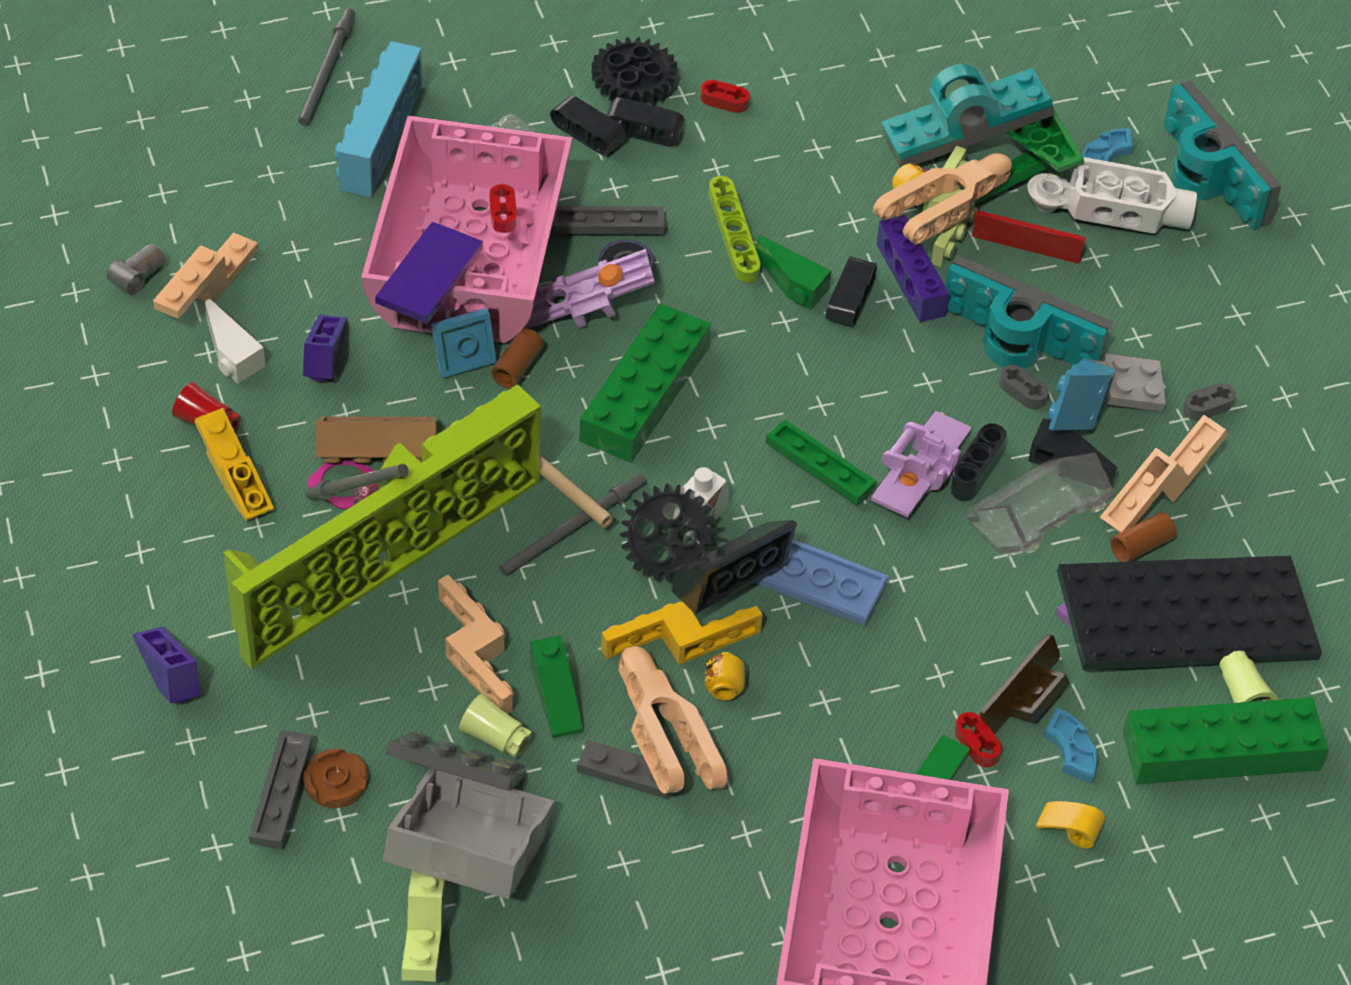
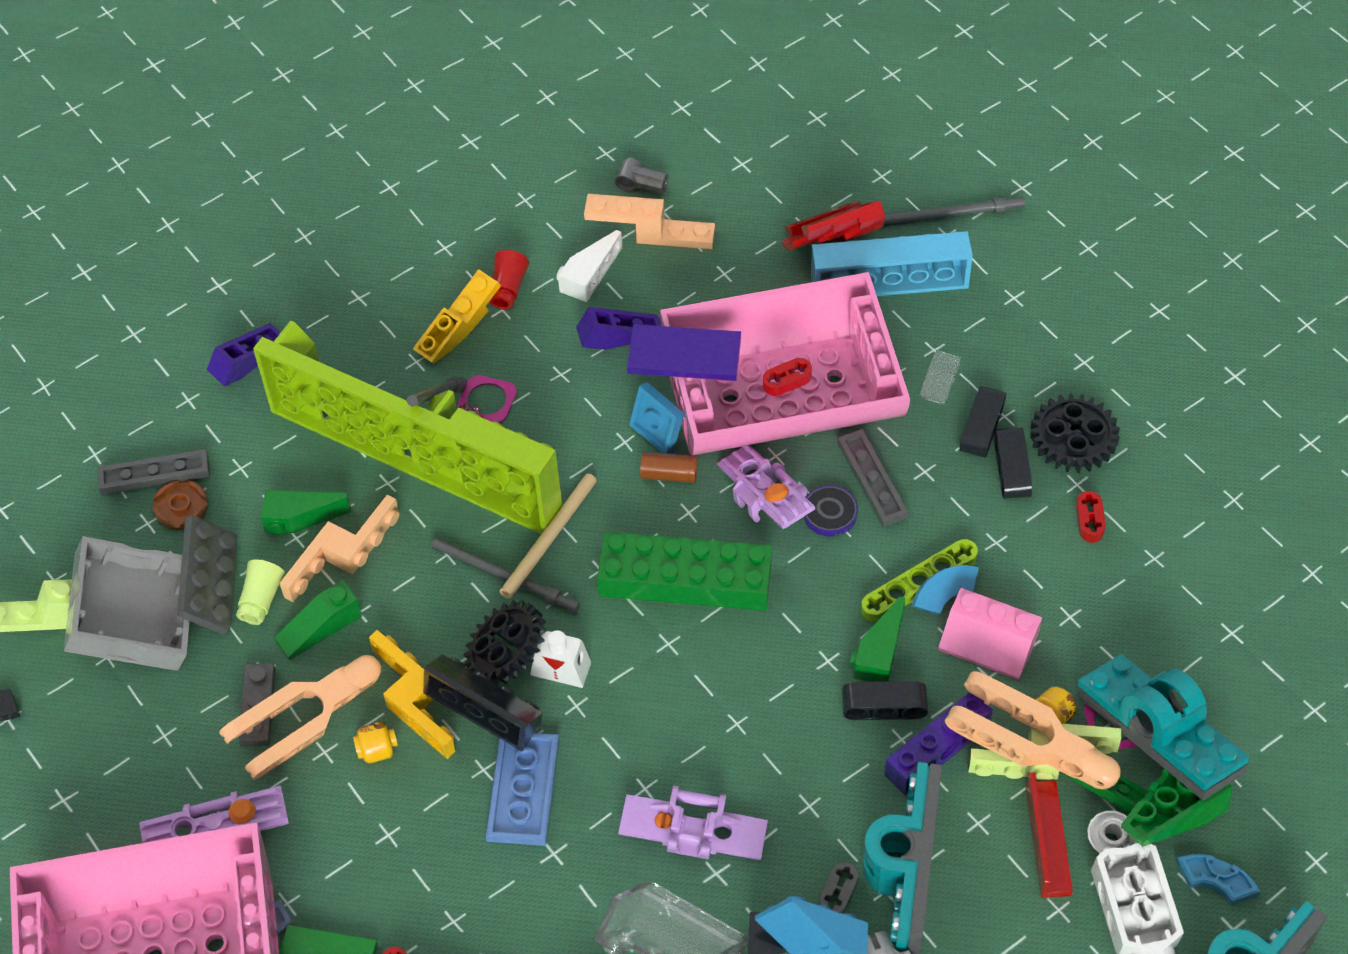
camera: 75 degrees right, 5 degrees up
(308, 148) = (838, 224): none -> red slope
(371, 436) = (535, 398): medium nougat slope -> none
(403, 676) = (299, 510): none -> green slope
(754, 210) = (943, 586): none -> dark azure tile
(773, 831) = (263, 807): none -> lavender piece
(816, 198) = (990, 633): none -> bright pink slope
(821, 462) = (657, 742): green plate -> none
(978, 462) = (726, 885): black beam -> none

